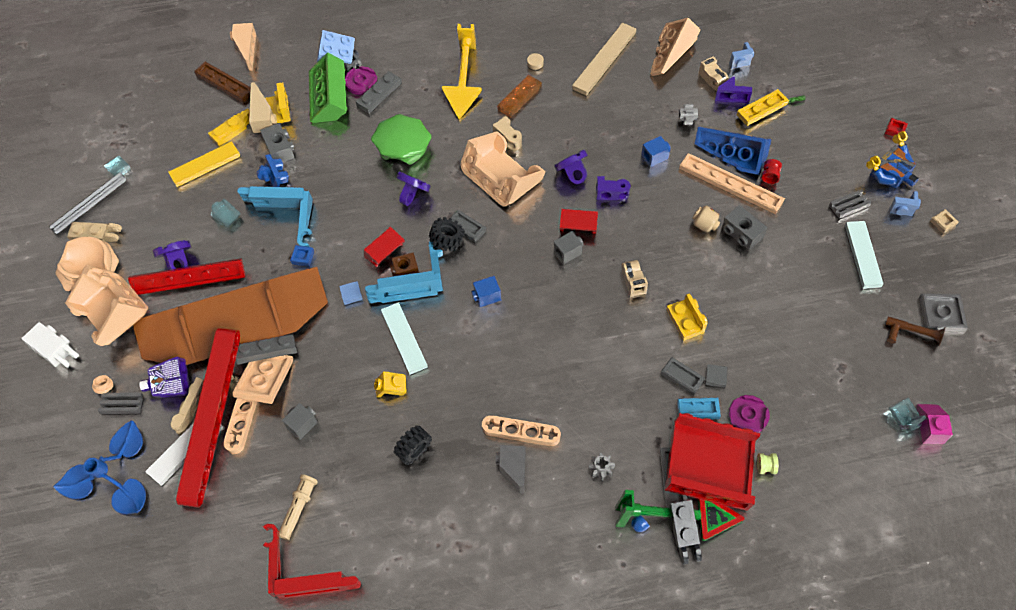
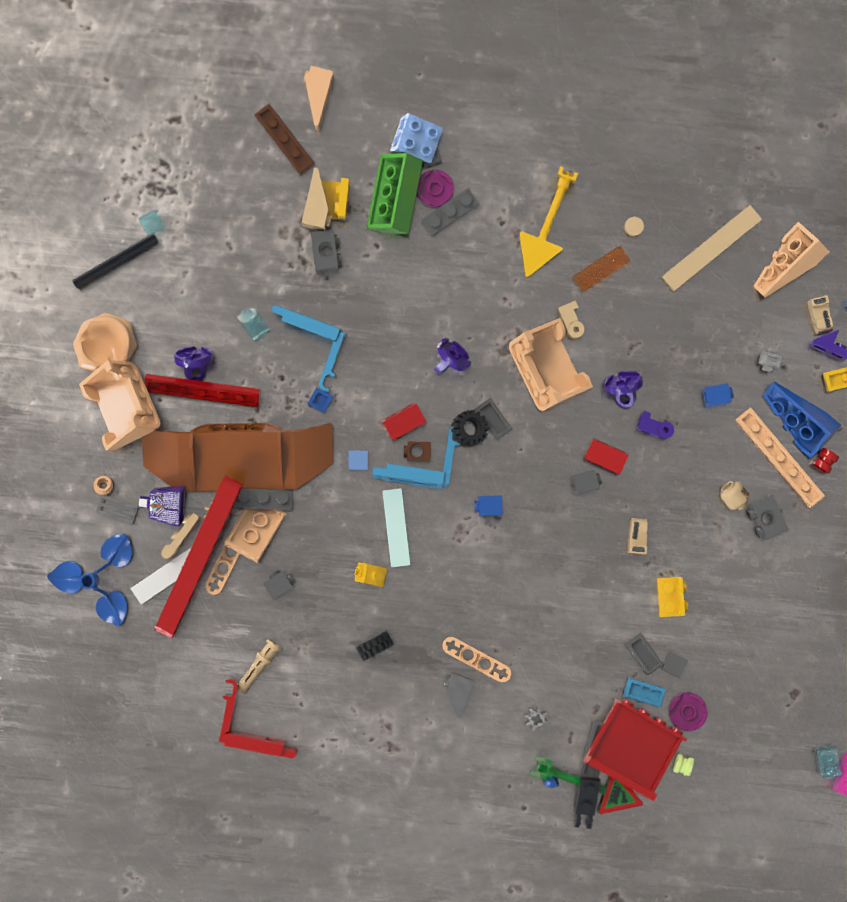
camera: 15 degrees right, 25 degrees up
(49, 345) = (59, 426): white hinge -> none
(96, 230) = (114, 300): tan hinge -> none
(204, 164) = (243, 249): yellow tile -> none
(230, 128) = (280, 209): yellow hinge -> none
(270, 172) = (309, 287): blue hips -> none
(401, 138) = (457, 293): bright green piece -> none

